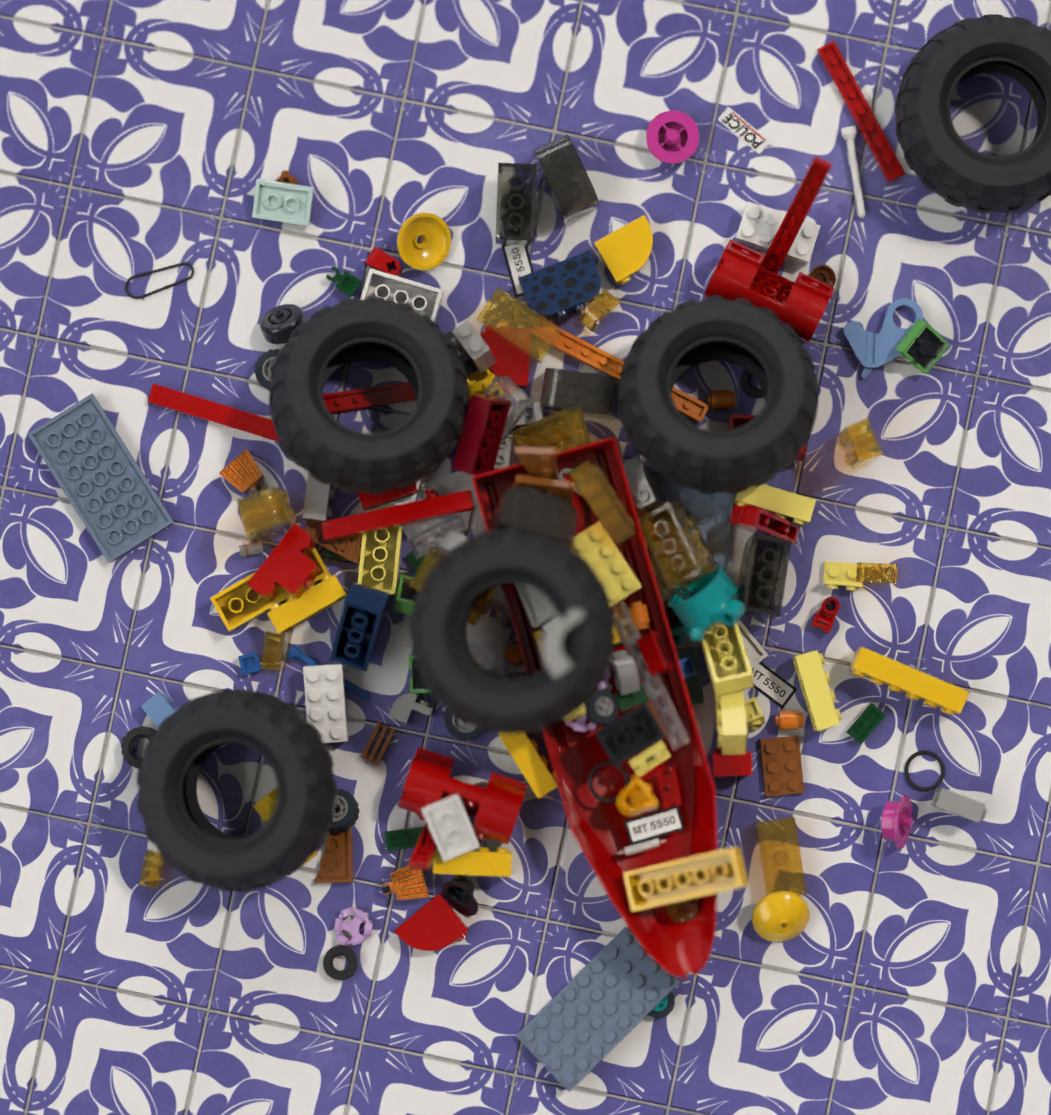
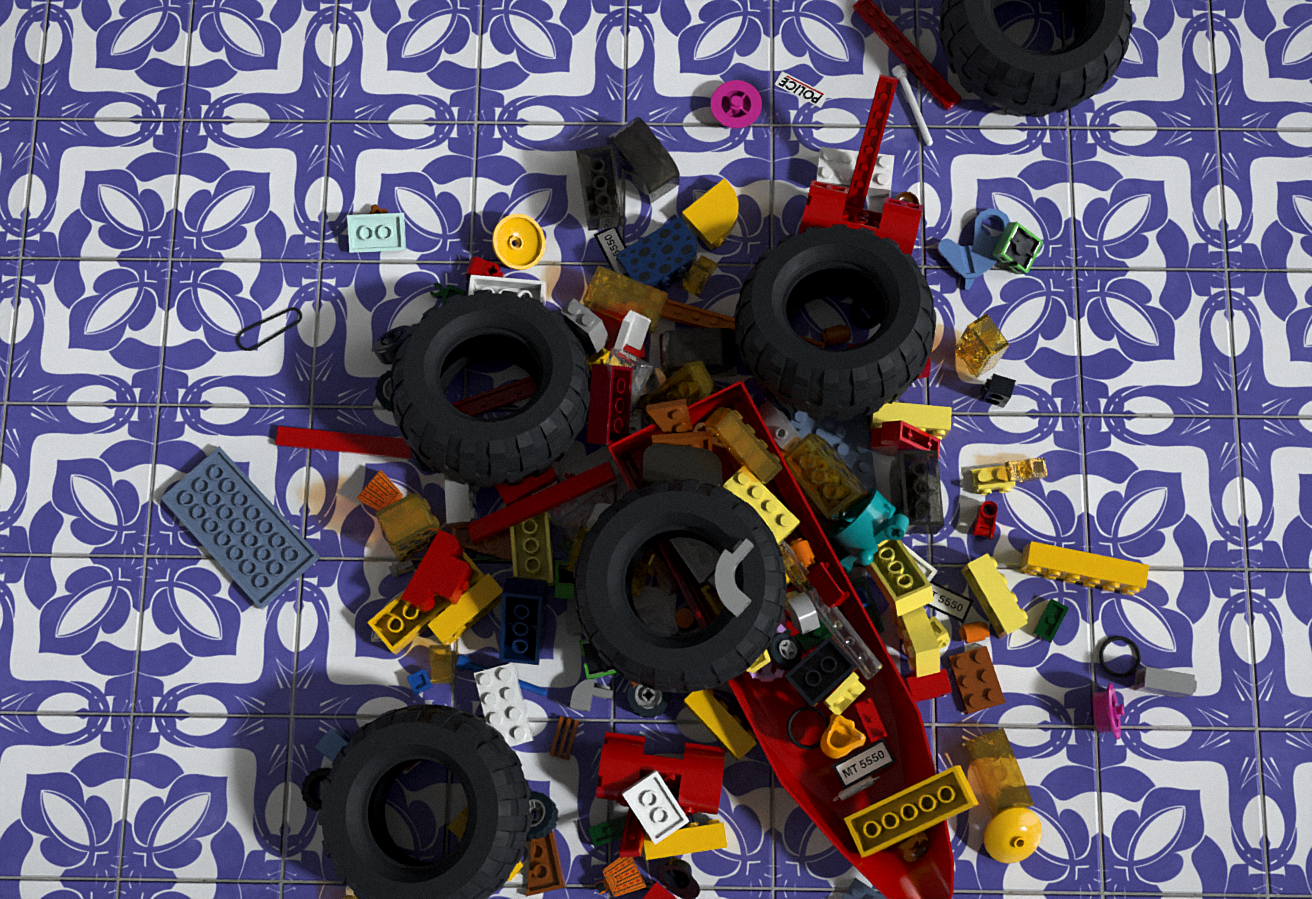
camera: 10 degrees left, 10 degrees down
(519, 360) = (632, 331): none -> white panel
(867, 489) = (997, 390): none -> black brick

